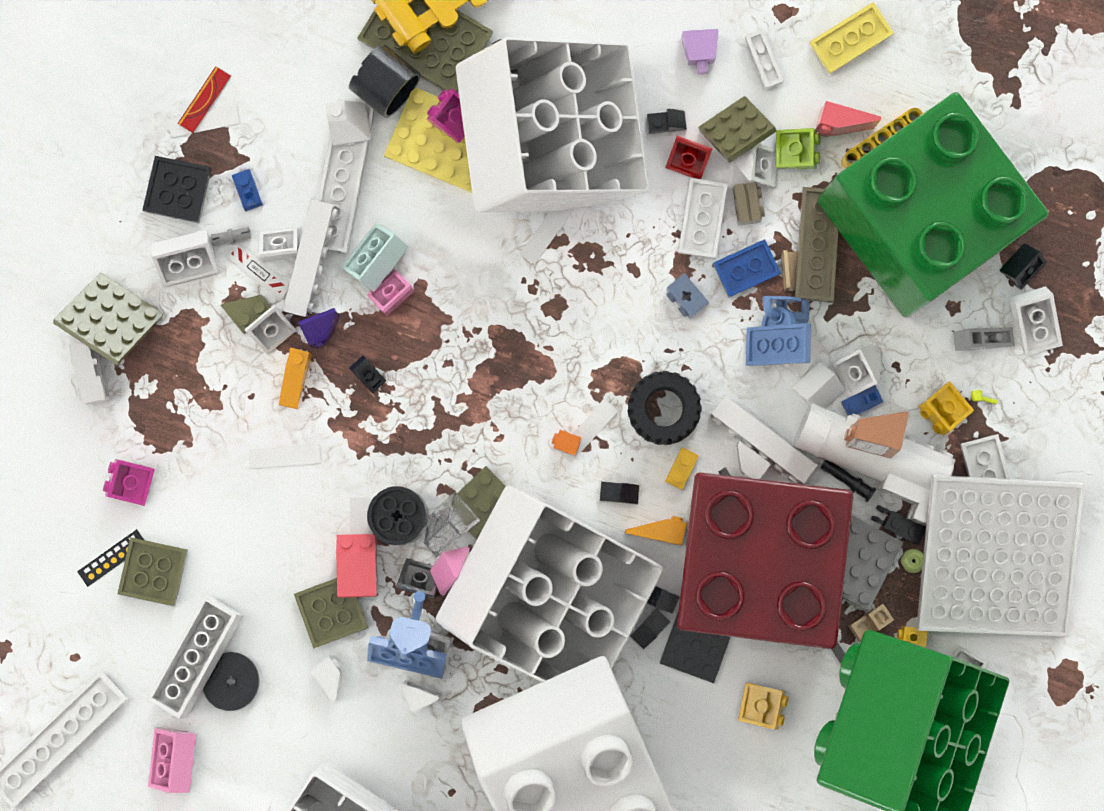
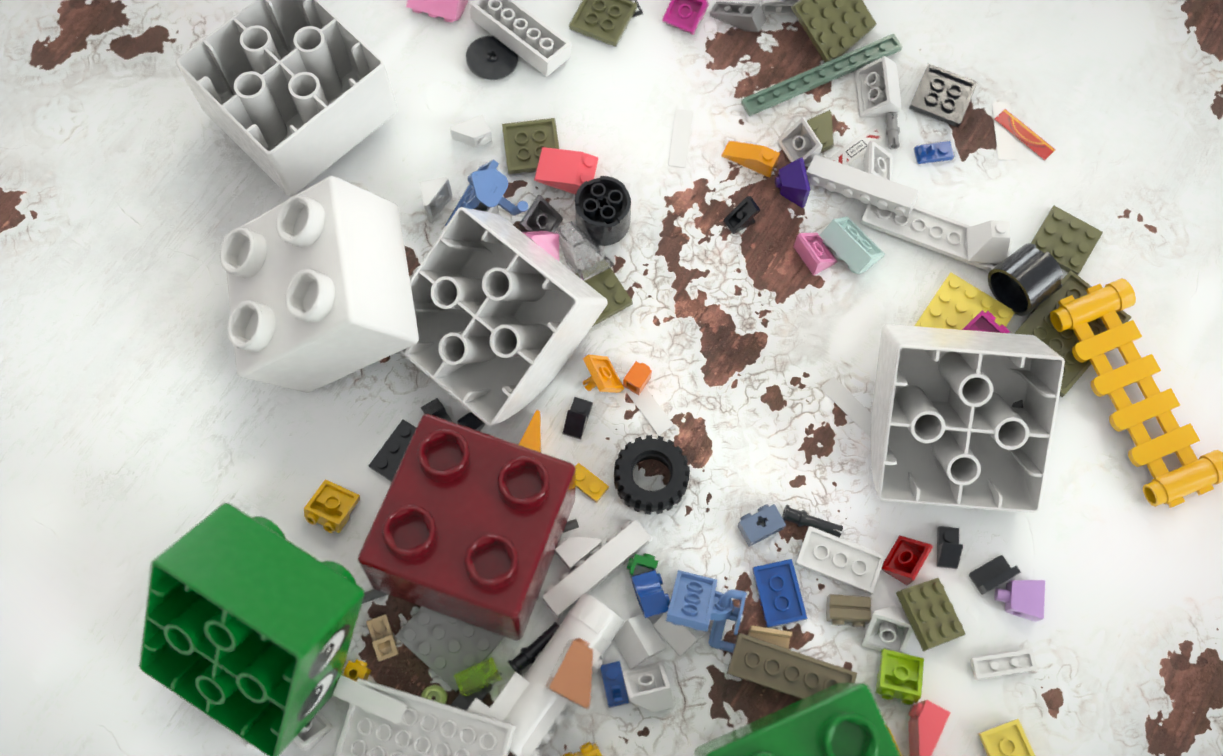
camera: 100 degrees right, 15 degrees down
(121, 423) = (740, 15): none -> light grey slope
(178, 320) = (820, 75): none -> sand green plate
(321, 46) = (1066, 239): none -> olive plate
(574, 477) = (602, 375): none -> light orange tile
(671, 259) = (802, 519): none -> black pin
(683, 77) = (993, 574): none -> black panel
(746, 398) = (646, 561): none -> green bracket
(776, 386) = (650, 593): none -> blue brick
(890, 523) = (477, 677): none -> clear neon green brick
(935, 613) = (370, 700): none -> white sticker

